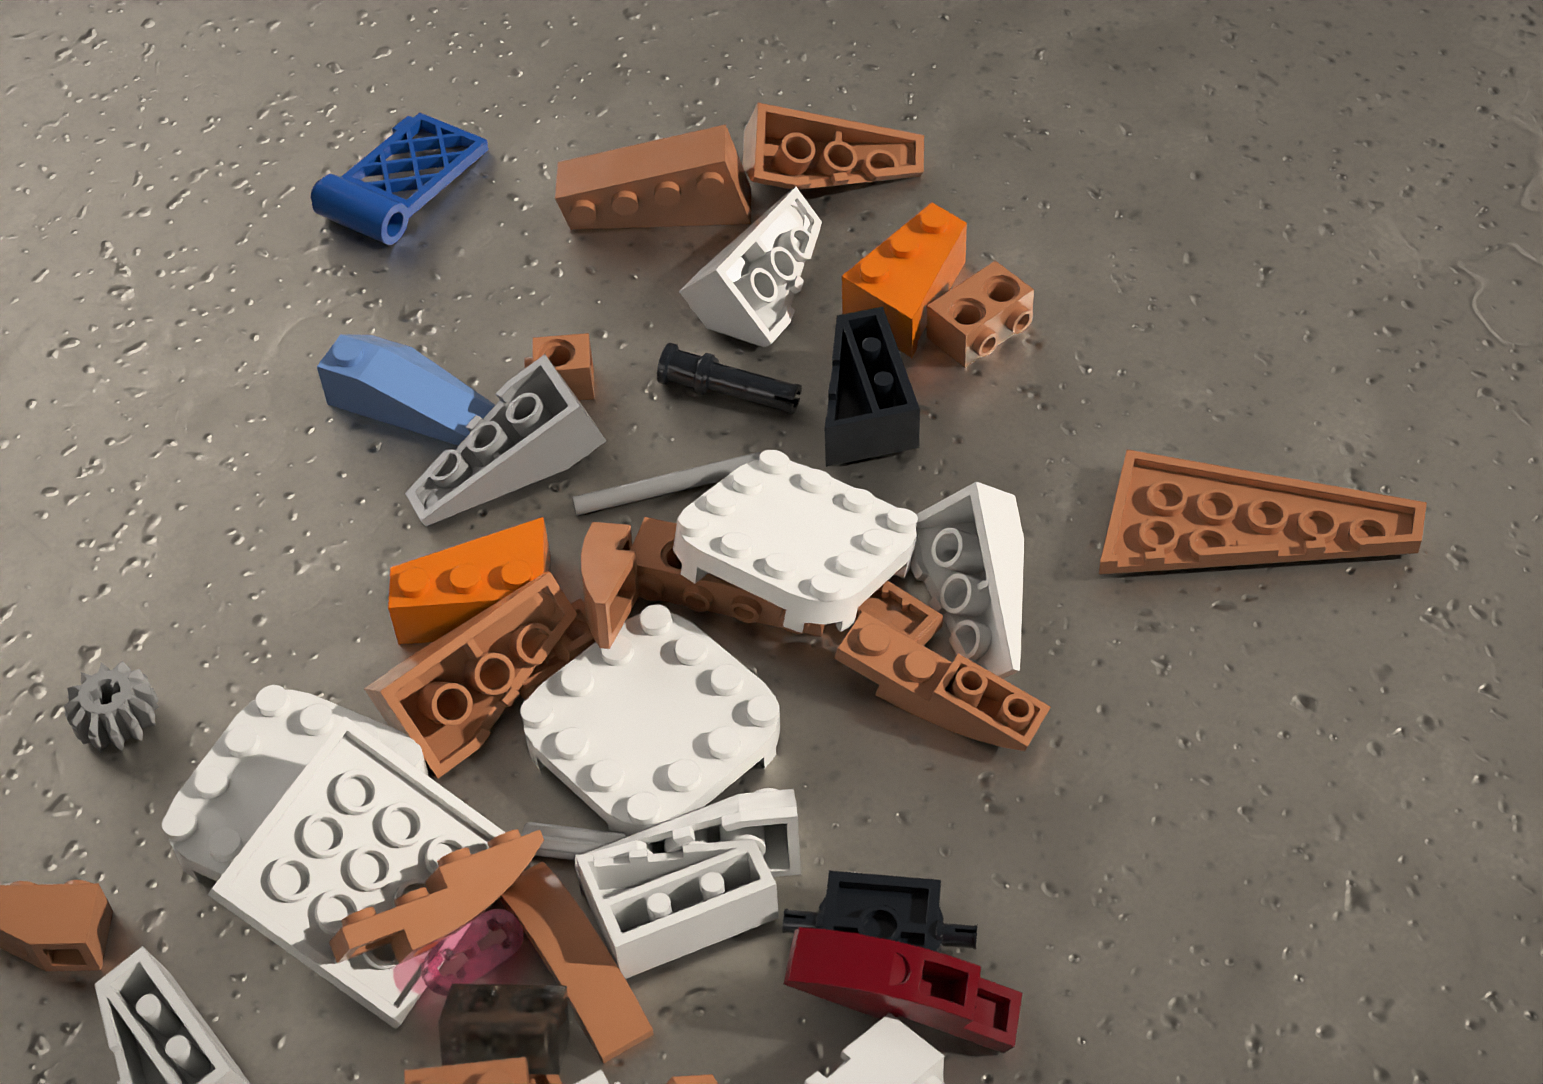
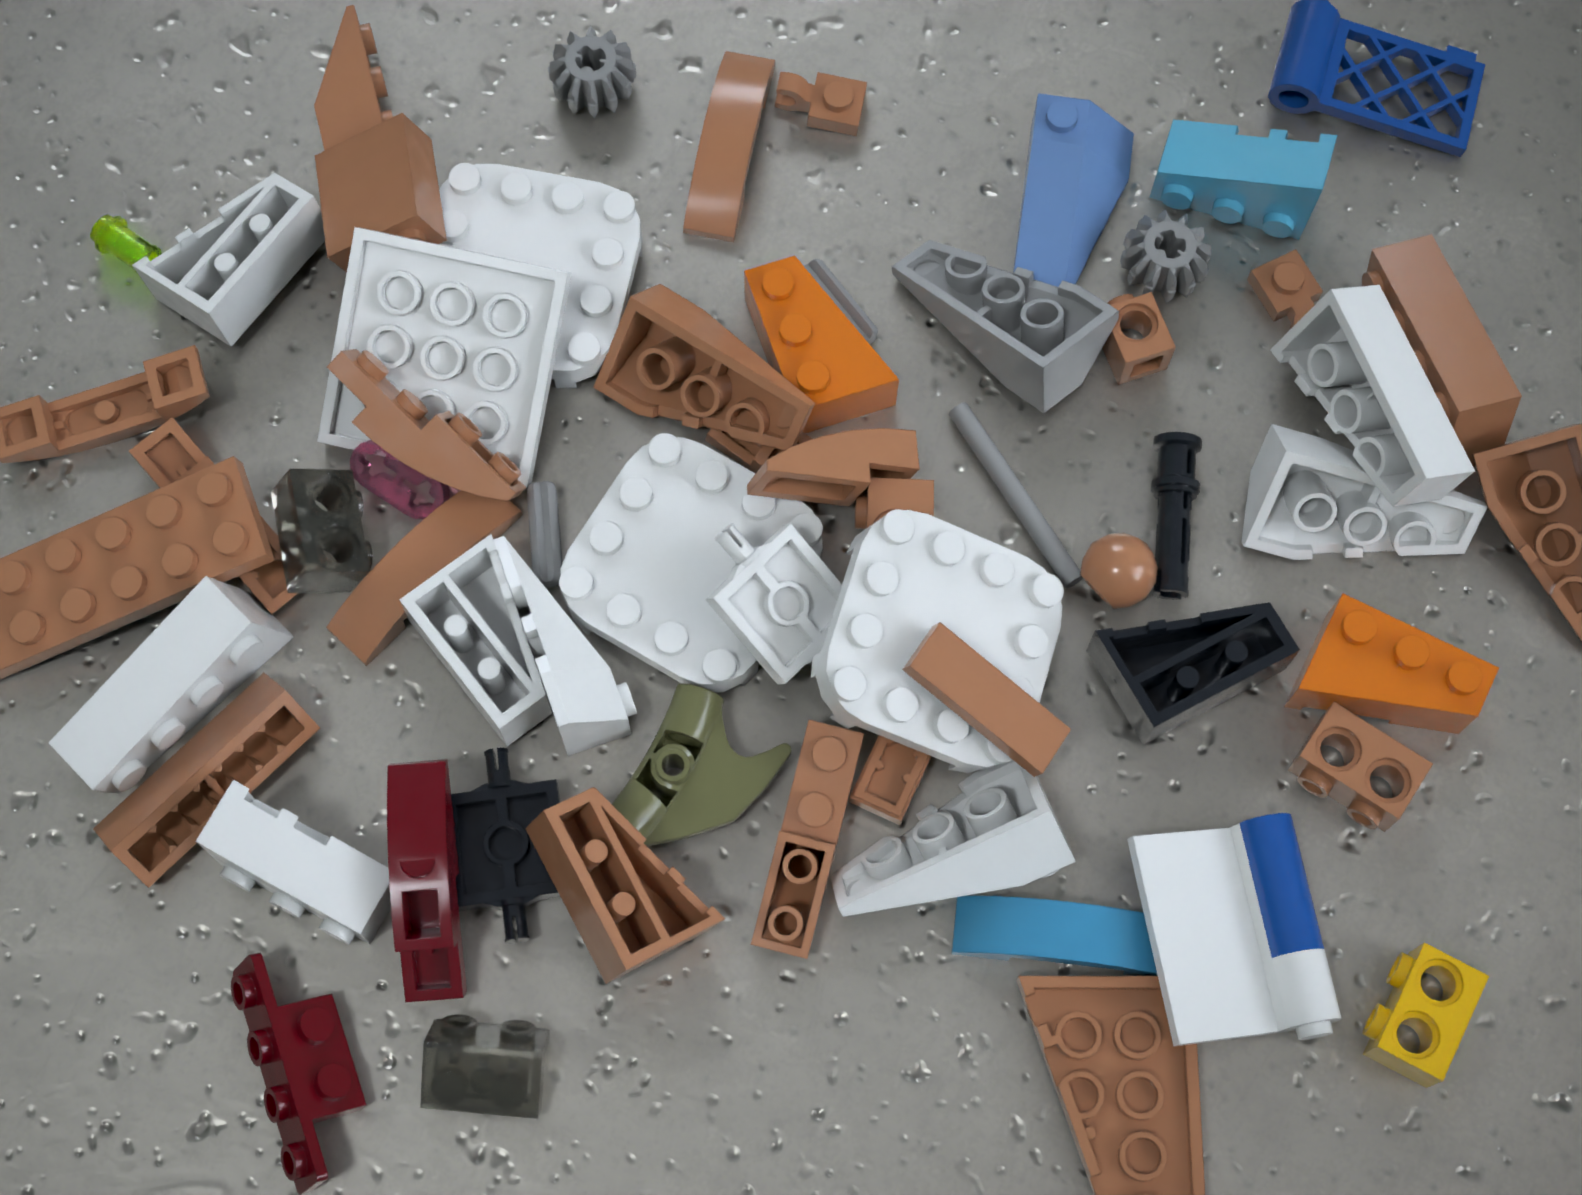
camera: 70 degrees right, 20 degrees up
(160, 900) = (380, 184): none -> nougat brick
(233, 534) = (832, 102): none -> nougat plate
(245, 613) = (727, 146): none -> nougat slope
(454, 263) = (1243, 177): none -> medium azure wedge
(497, 332) = (1166, 256): none -> light grey gear
(560, 271) = (1285, 287): none -> nougat plate
(683, 214) = (1376, 394): none -> white wedge
(724, 638) = (776, 599): none -> white plate
(767, 419) = (1119, 569): none -> nougat piece
(855, 767) = (714, 779): none -> olive pin
(862, 508) = (987, 699): none -> nougat tile
(953, 828) = (615, 886): none -> nougat wedge
(1067, 534) = (1053, 933): none -> dark azure slope
(1092, 989) = (484, 1067): none -> clear smoke bracket
(1096, 411) = (1234, 932): none -> white door
(1188, 321) = (1437, 1023): none -> yellow brick

